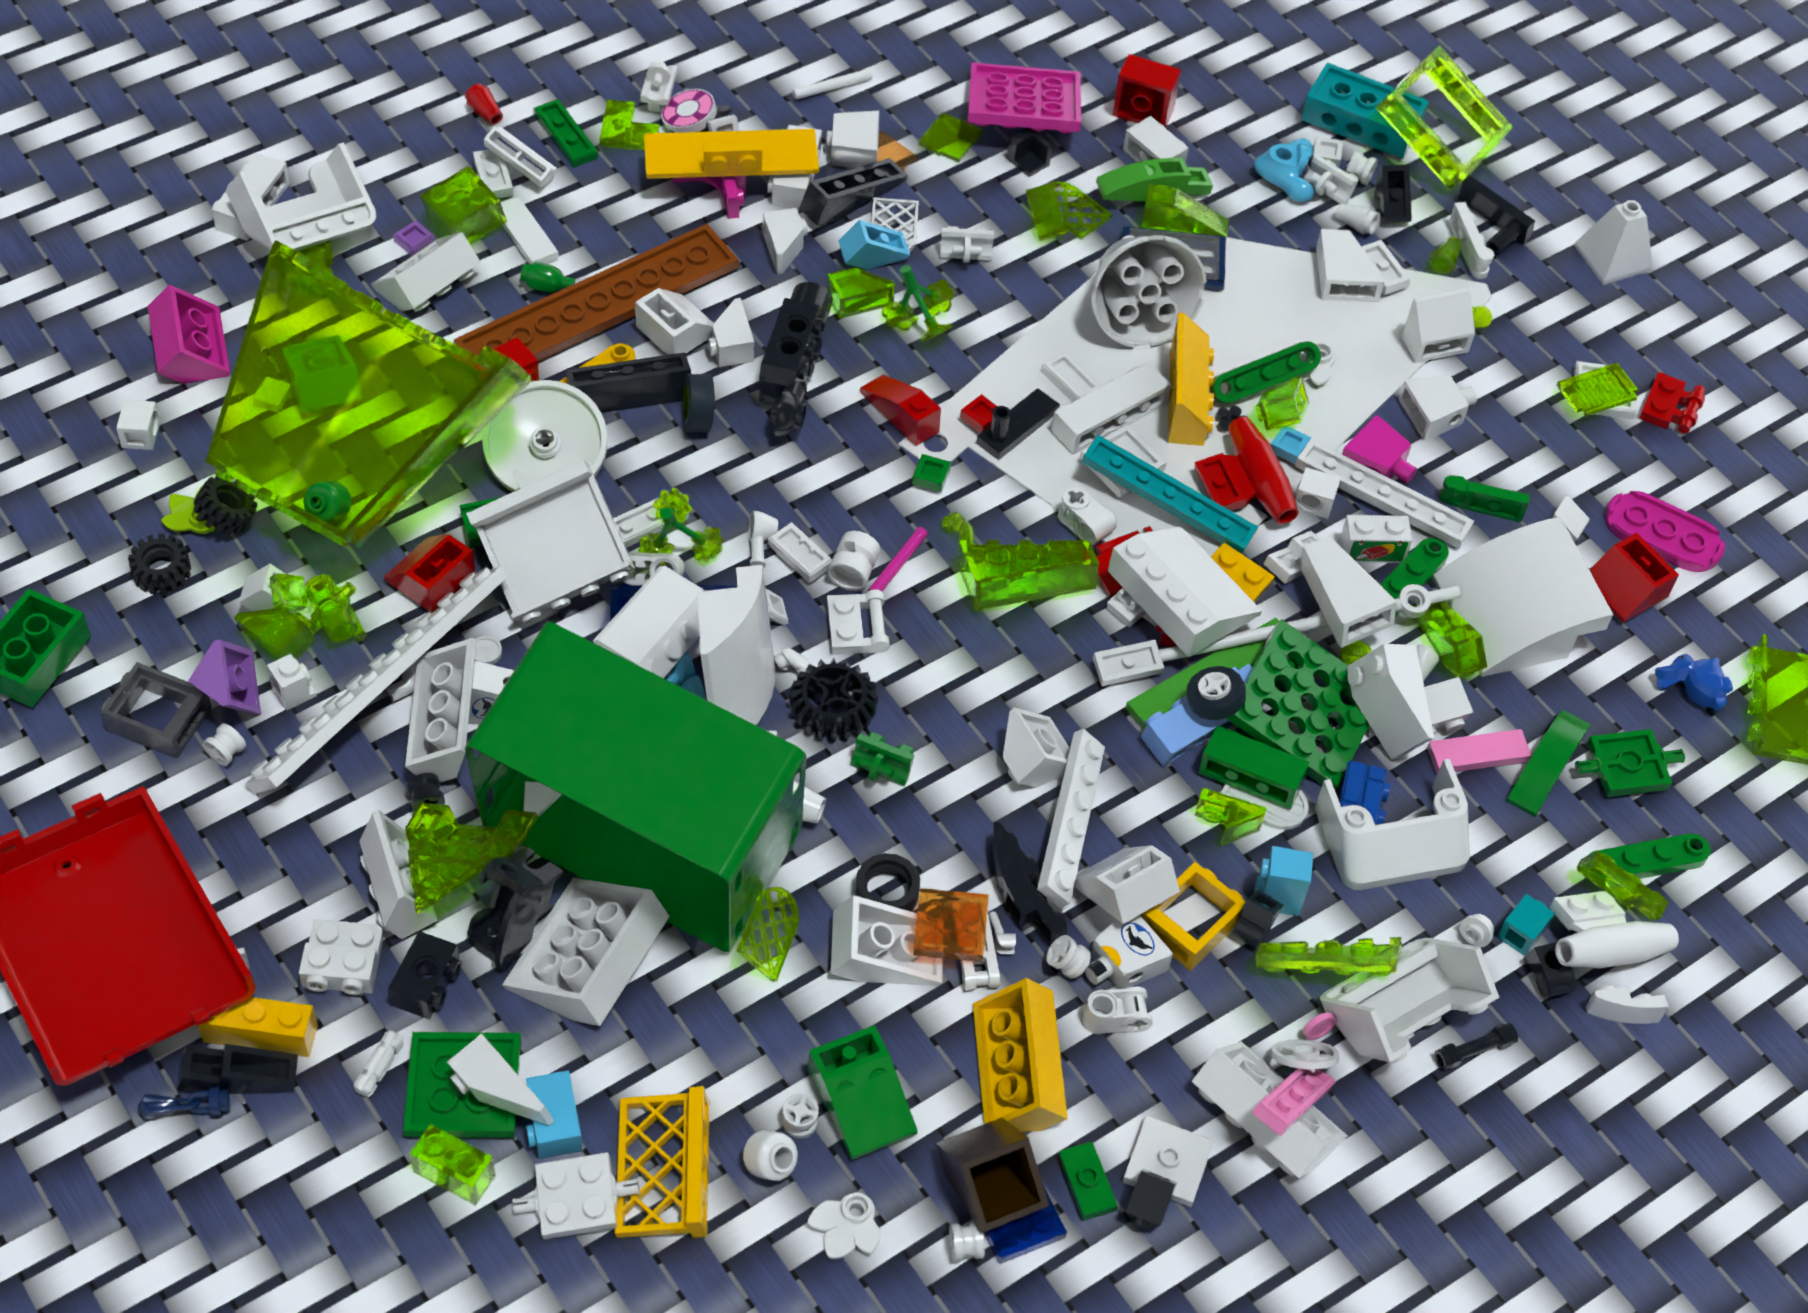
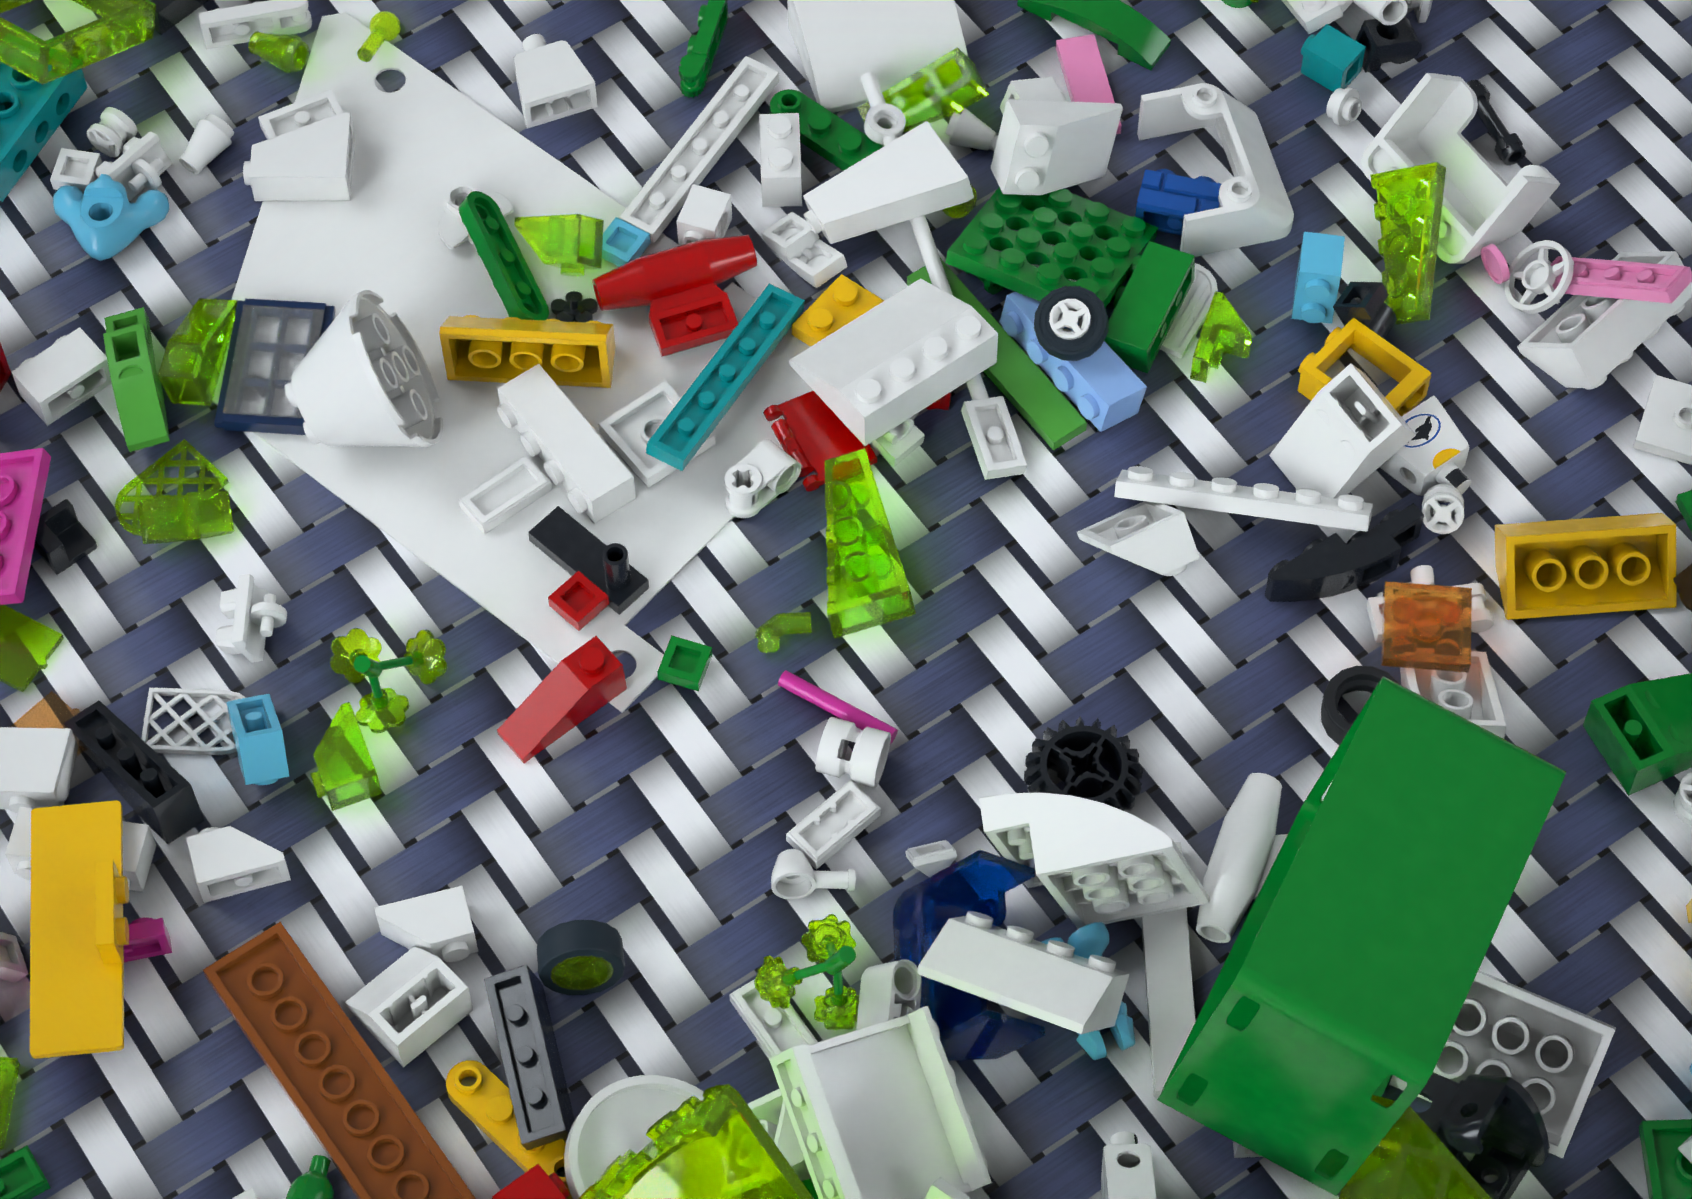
camera: 85 degrees left, 5 degrees up
(791, 354) = (489, 833): black brick -> none
(846, 623) = (946, 767): white plate -> none
(882, 759) = (1177, 717): green hips -> none
(1123, 1009) = (1504, 459): white piece -> none
(1381, 450) = (632, 146): dark pink torso -> none
(1394, 194) = (172, 92): black slope -> none
(1439, 325) = (425, 61): white slope -> none

